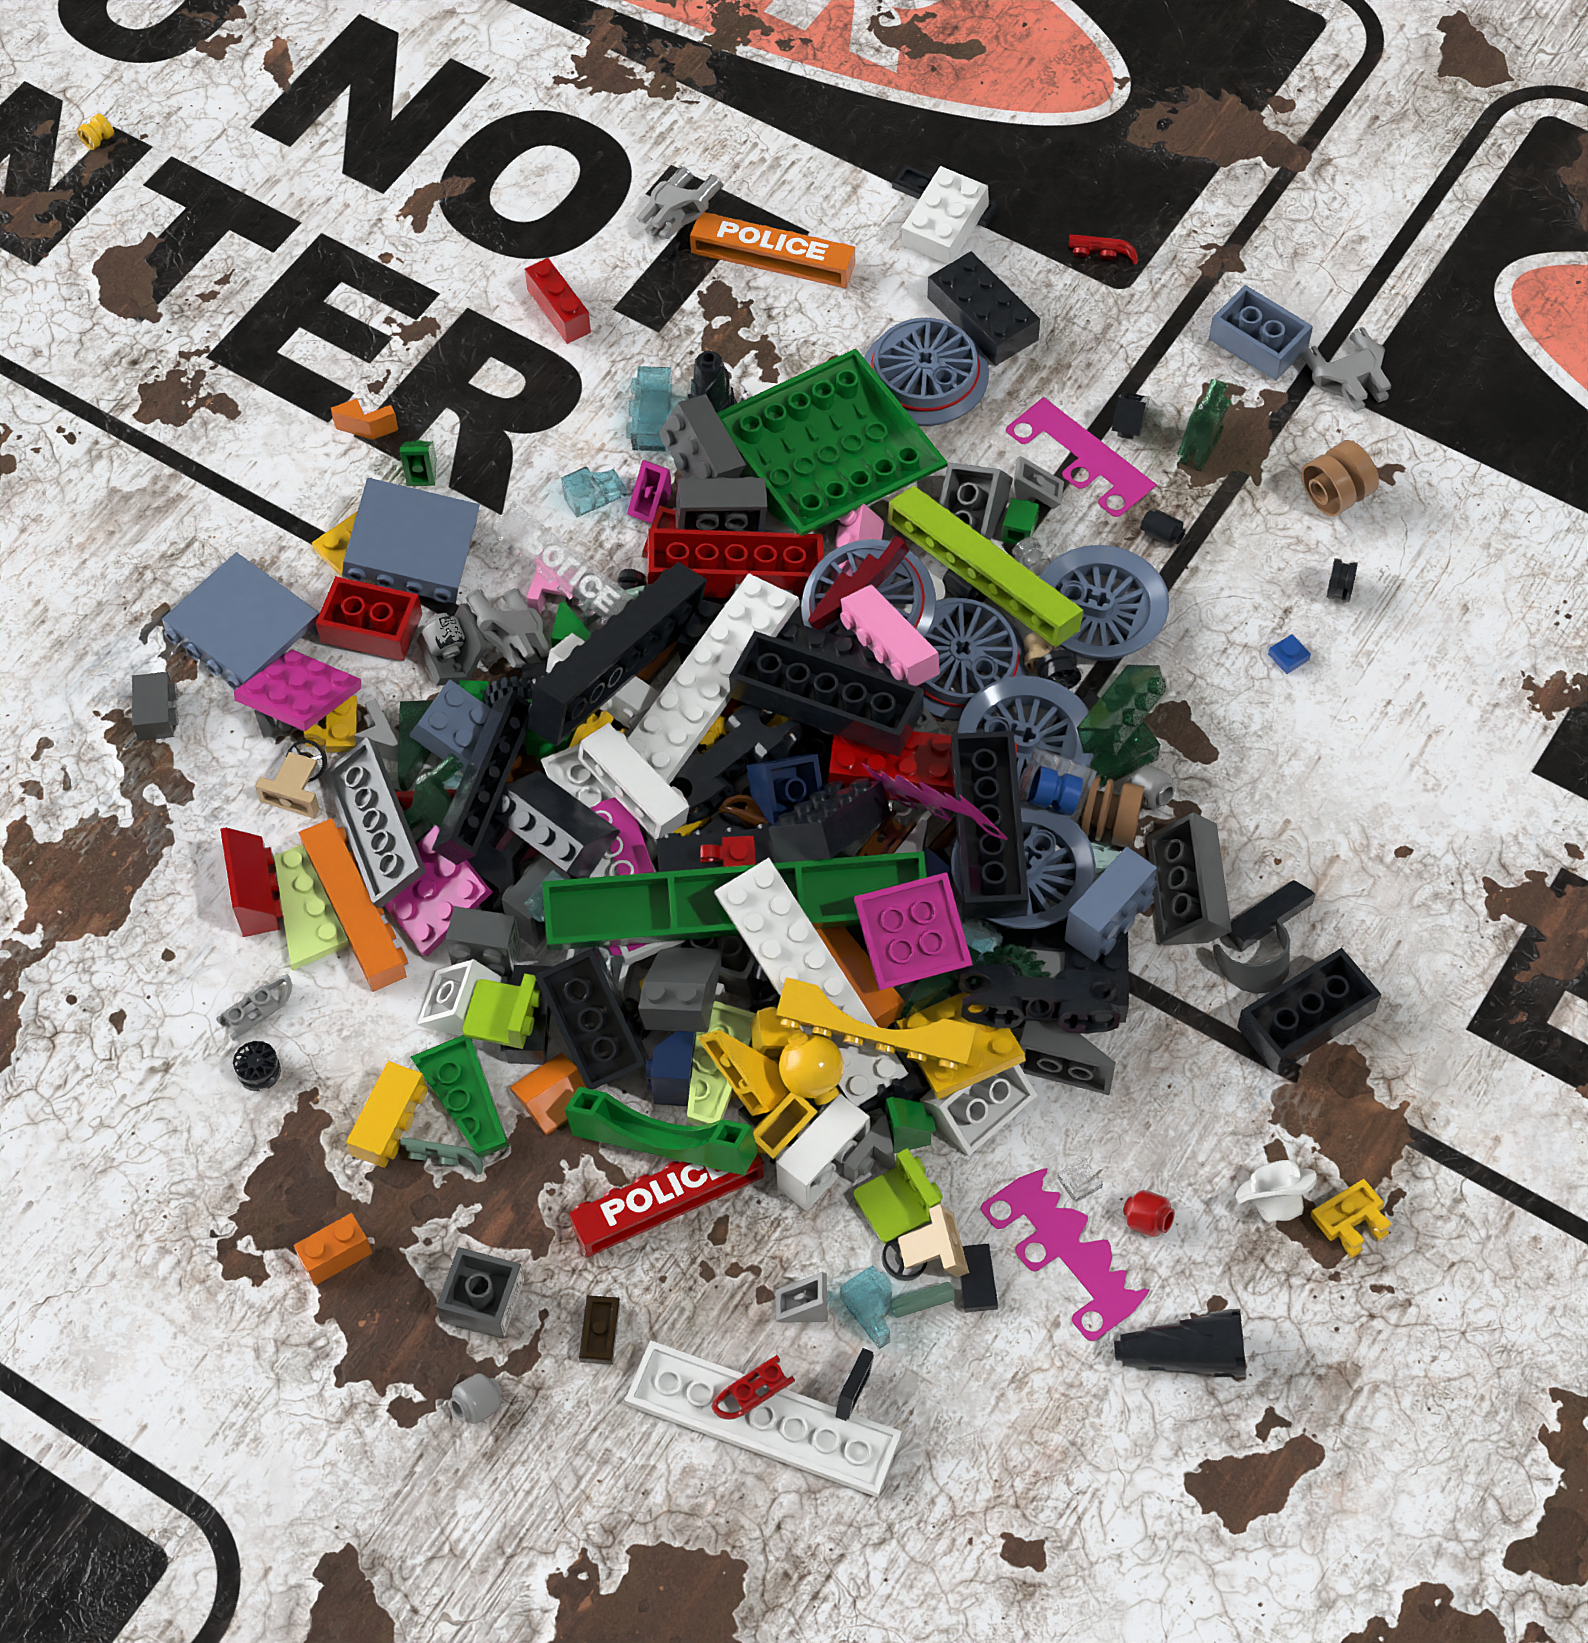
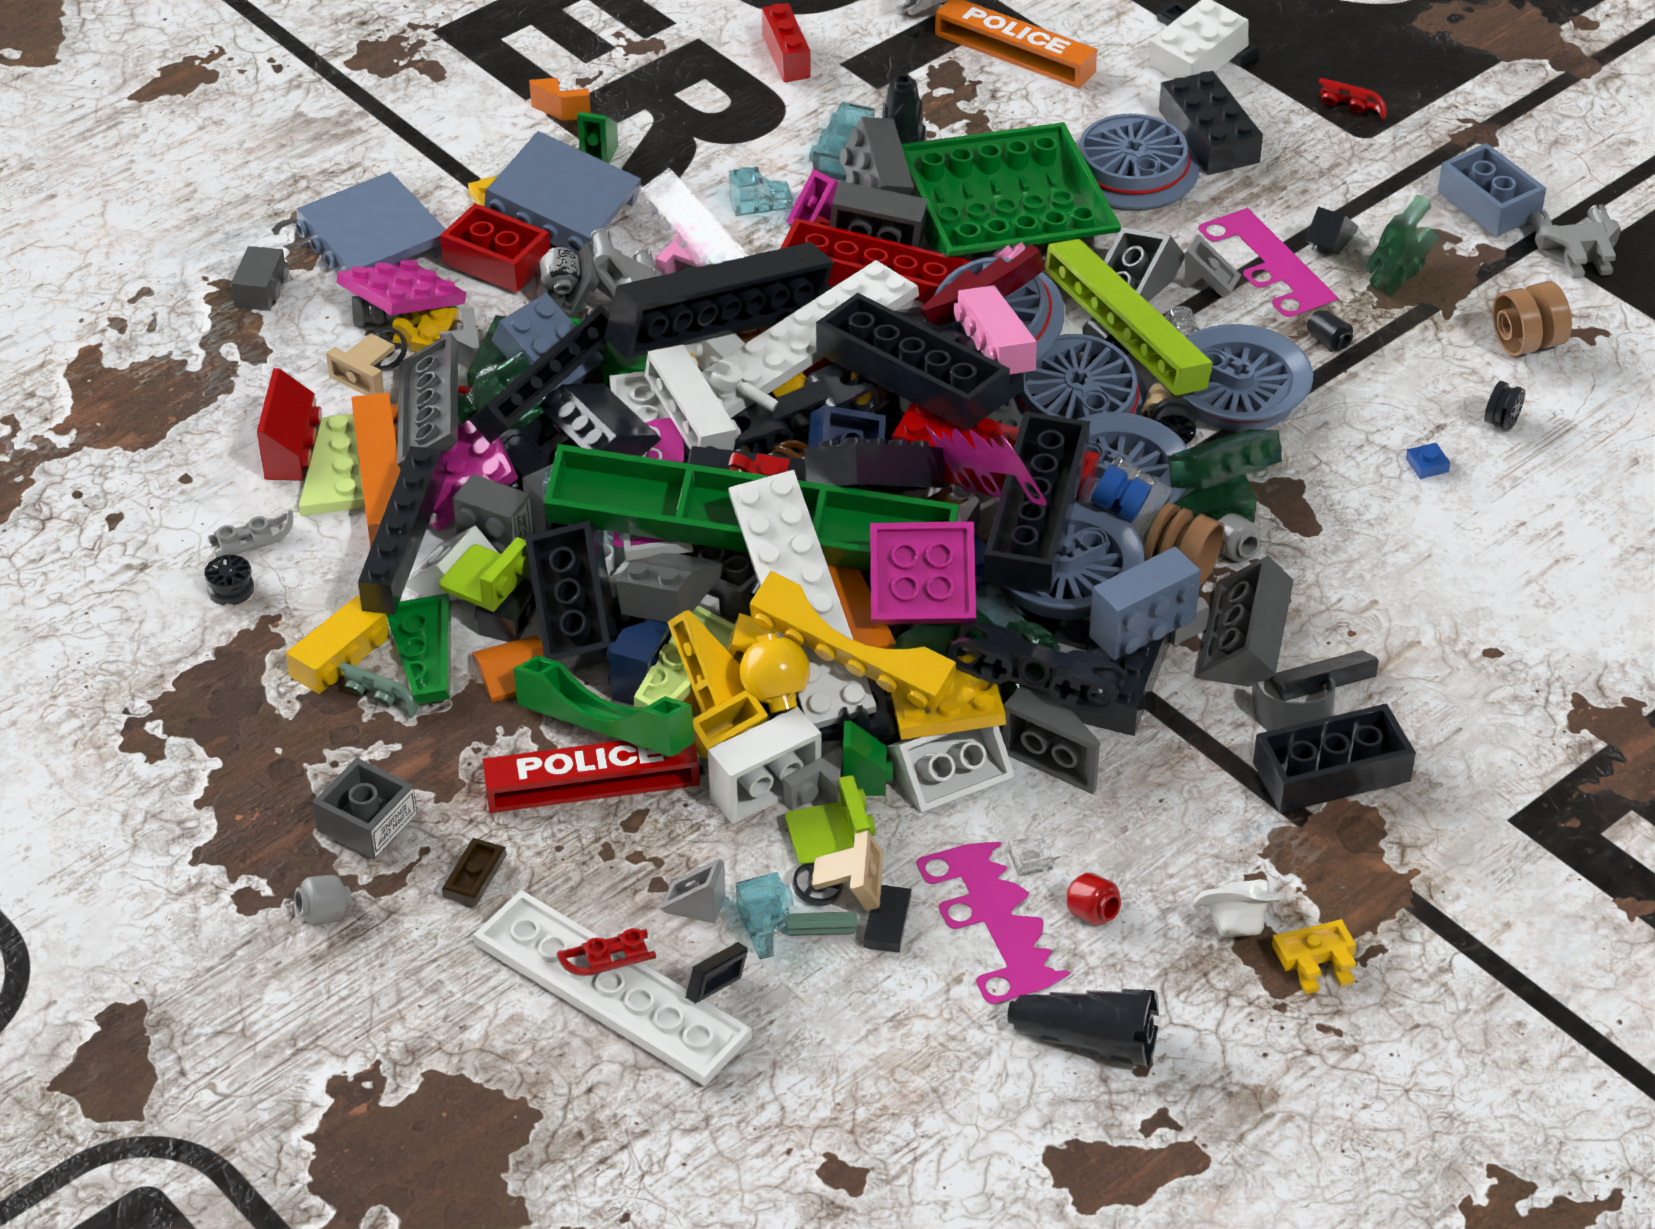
camera: 15 degrees right, 15 degrees down
(333, 1249) = (235, 742): orange brick -> none
(408, 982) = (401, 530): none -> black brick
(666, 749) = (733, 381): none -> white piece
(1019, 521) = (1182, 291): green brick -> none

